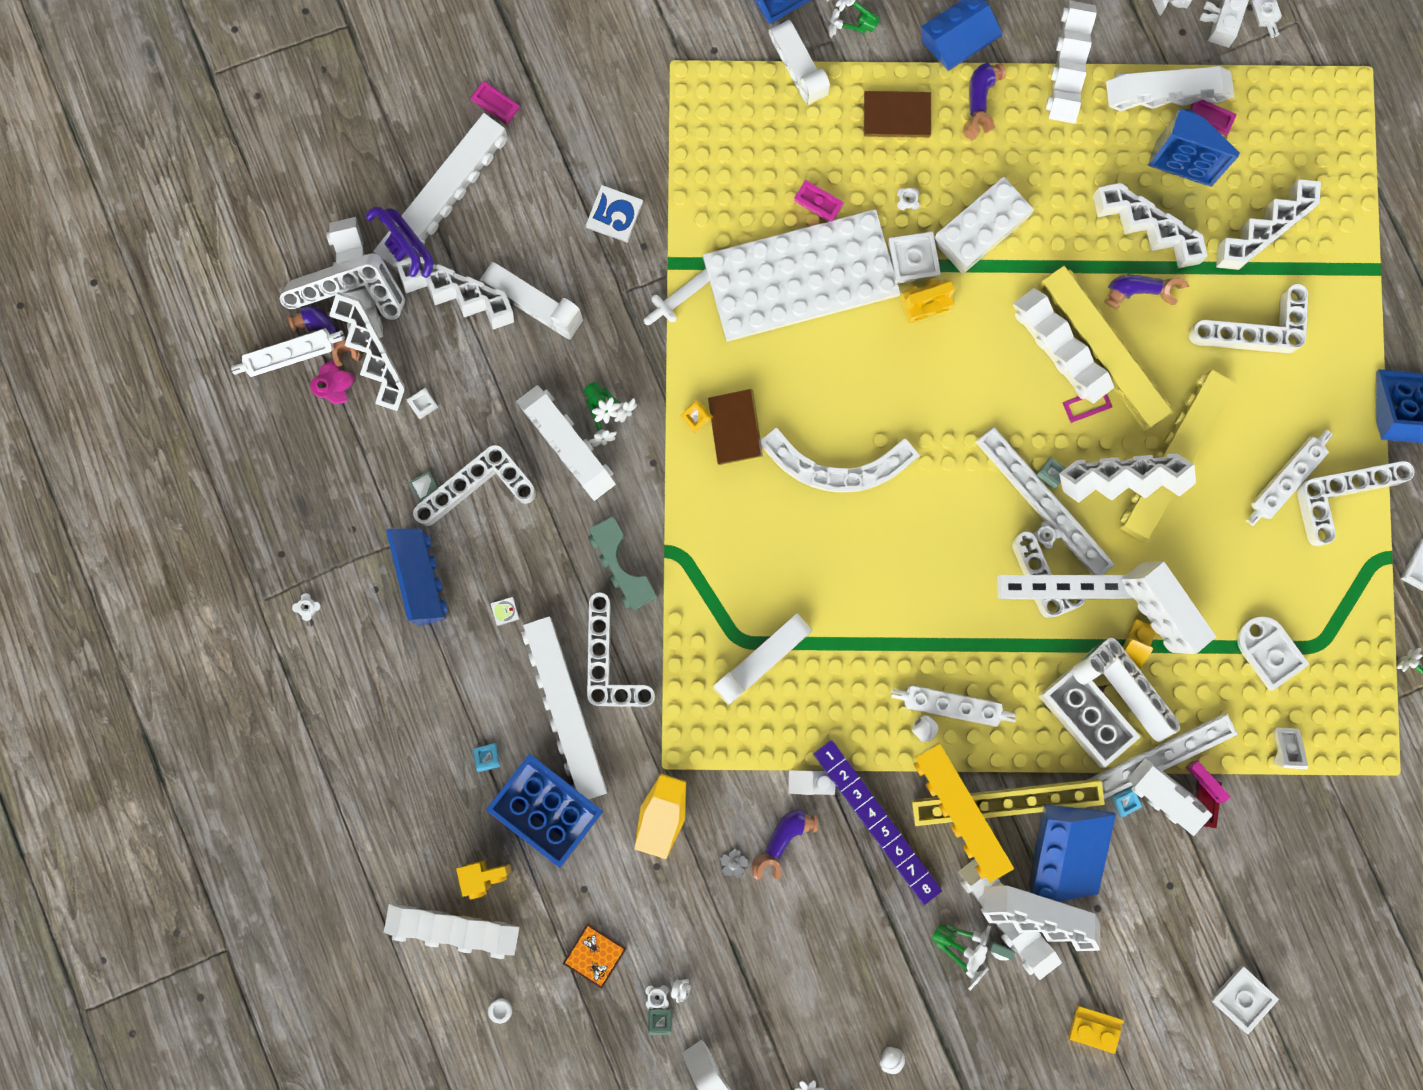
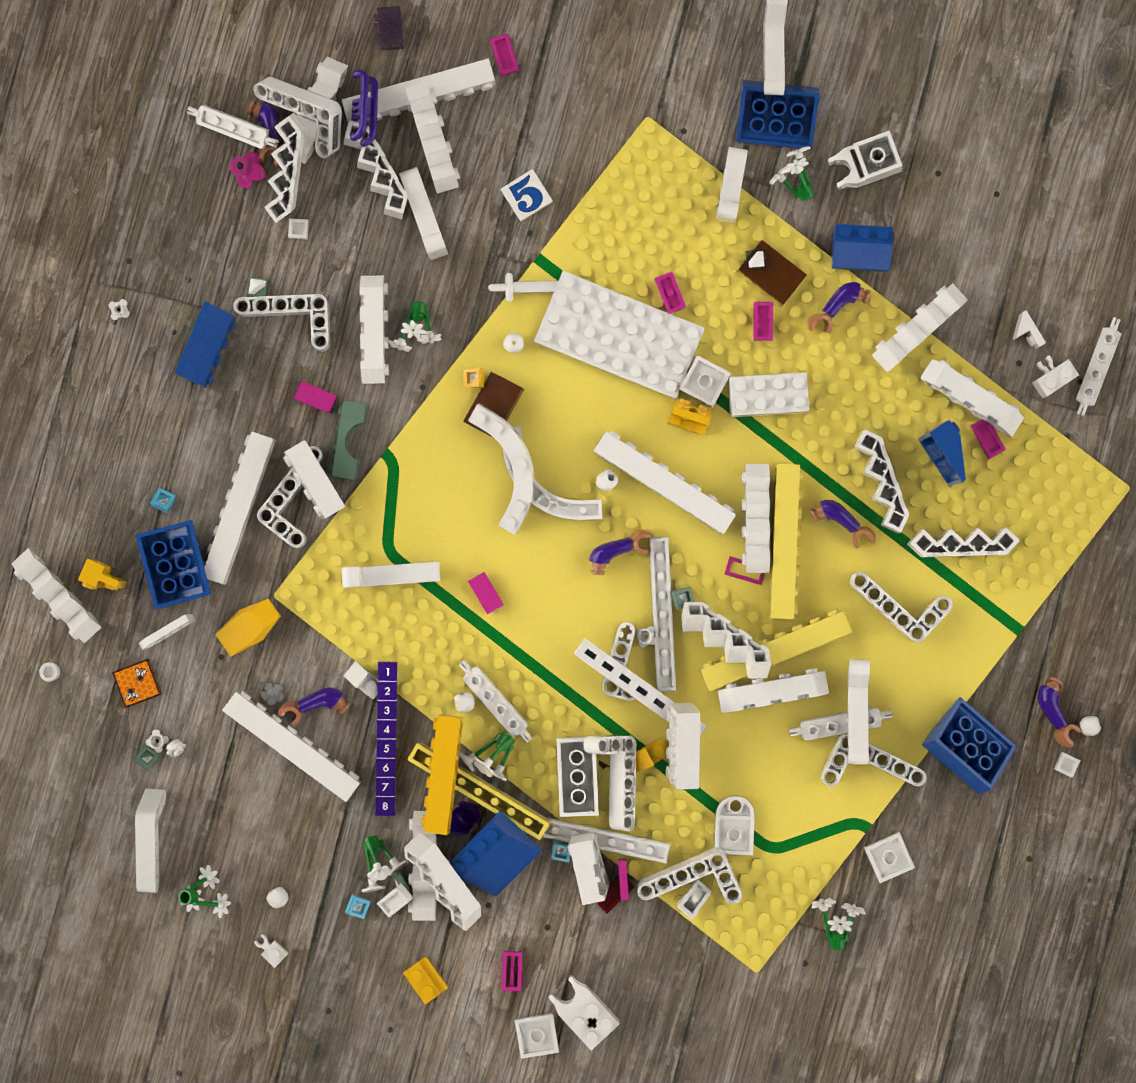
camera: 45 degrees right, 5 degrees up
(369, 154) = (390, 28): none -> clear purple brick
(478, 216) = (432, 137): none -> white brick
(505, 611) = (248, 412): tile -> none
(559, 548) = (315, 397): none -> dark pink tile
(586, 881) = (167, 631): none -> white tile
(619, 624) = (314, 480): none -> white wedge
(707, 360) = (507, 343): none -> white piece
(793, 899) = (291, 745): none -> white brick
(802, 458) = (520, 462): none -> white plate
(864, 609) = (485, 593): none -> dark pink tile
(874, 112) = (755, 259): none -> tile
(895, 416) = (606, 480): none -> white piece
(912, 194) = (733, 342): white plate -> none
(924, 163) = (763, 321): none -> dark pink plate
(948, 483) = (604, 553): none -> dark purple piece
(951, 378) = (665, 483): none -> white brick
(975, 1008) = (357, 906): none -> medium azure tile
(994, 739) = (504, 743): none -> plant
(1008, 973) = (395, 900): none -> white tile
(1013, 839) = (464, 818): none -> dark purple hair
(1158, 938) = (511, 987): none -> dark pink tile
(1202, 500) = (780, 690): none -> white brick
(1267, 940) = (582, 1007): none -> white brick
(1269, 728) = (675, 881): none -> white beam
(1276, 426) = (858, 711): none -> white beam

